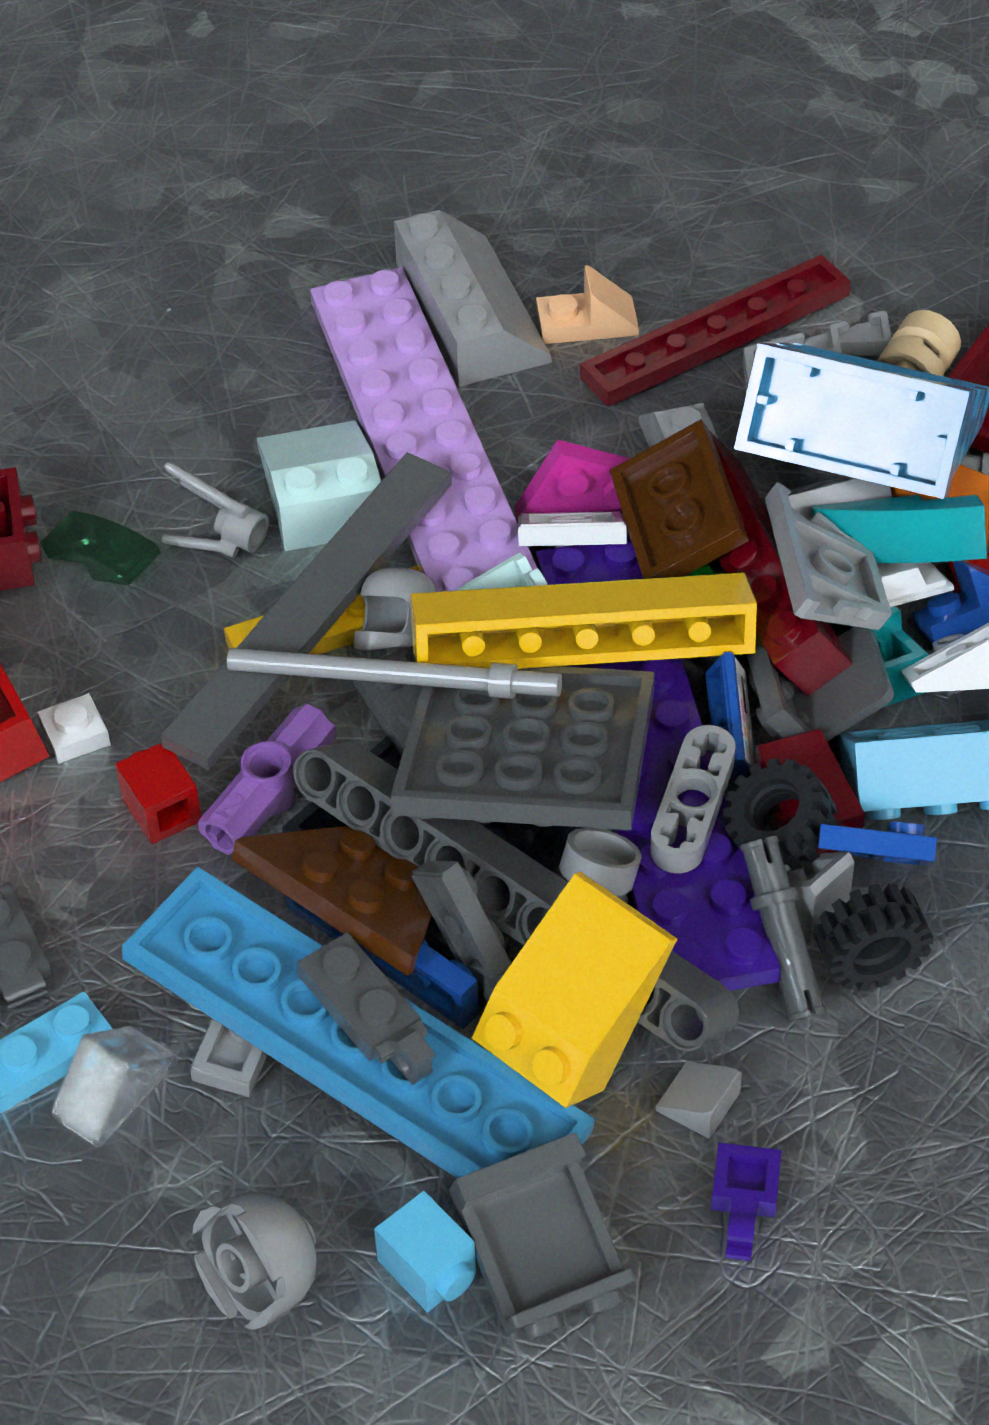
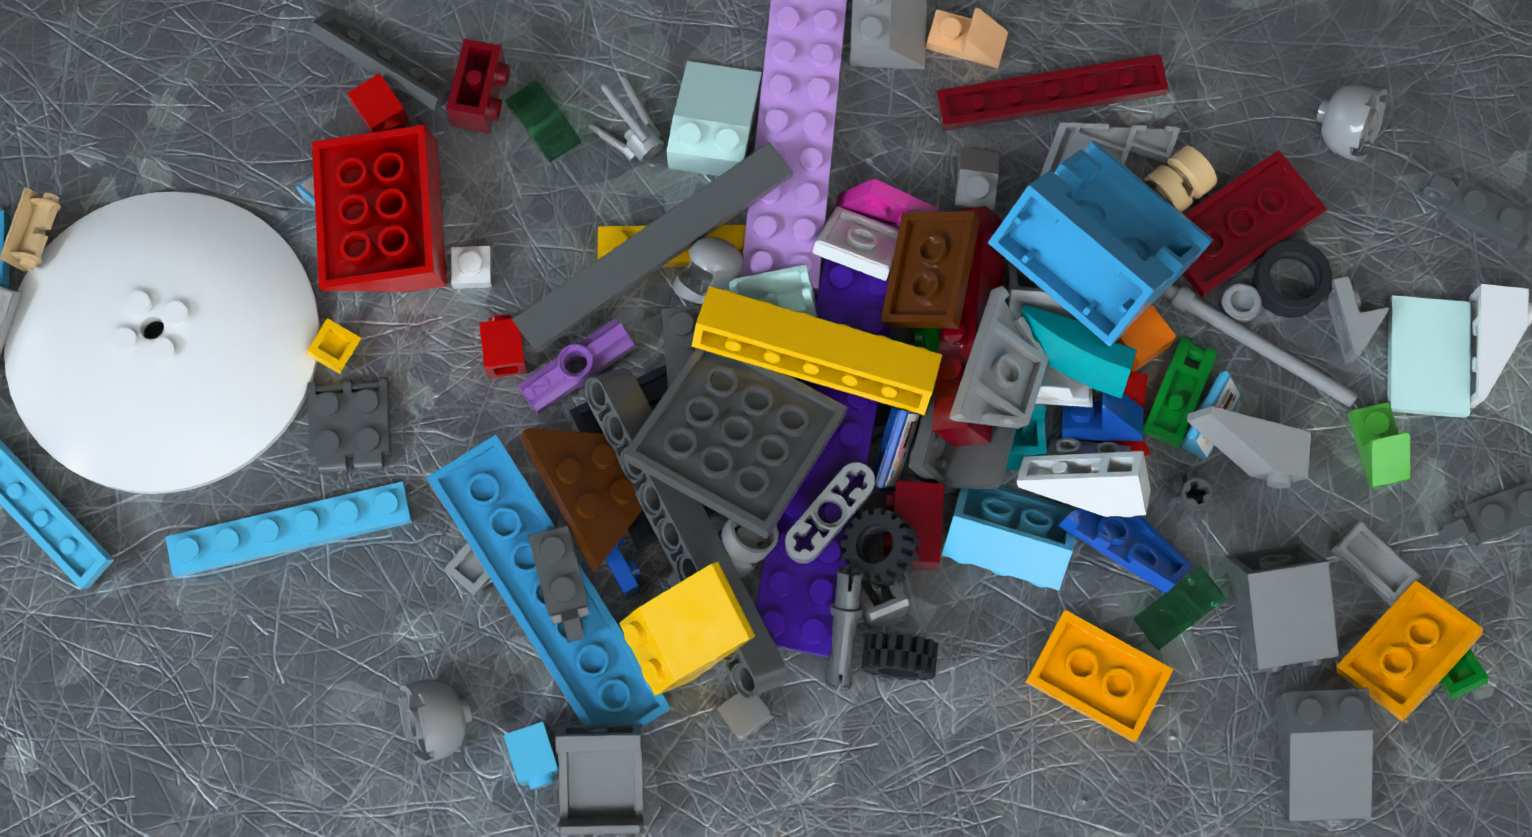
camera: 20 degrees right, 25 degrees up
(109, 1081) = (397, 551): clear slope -> none
(462, 921) = (648, 556): dark grey hinge -> none
(499, 680) = (737, 379): light grey bar -> none
(745, 1187) = (741, 790): dark purple plate -> none
(900, 844) = (939, 593): blue wing -> none

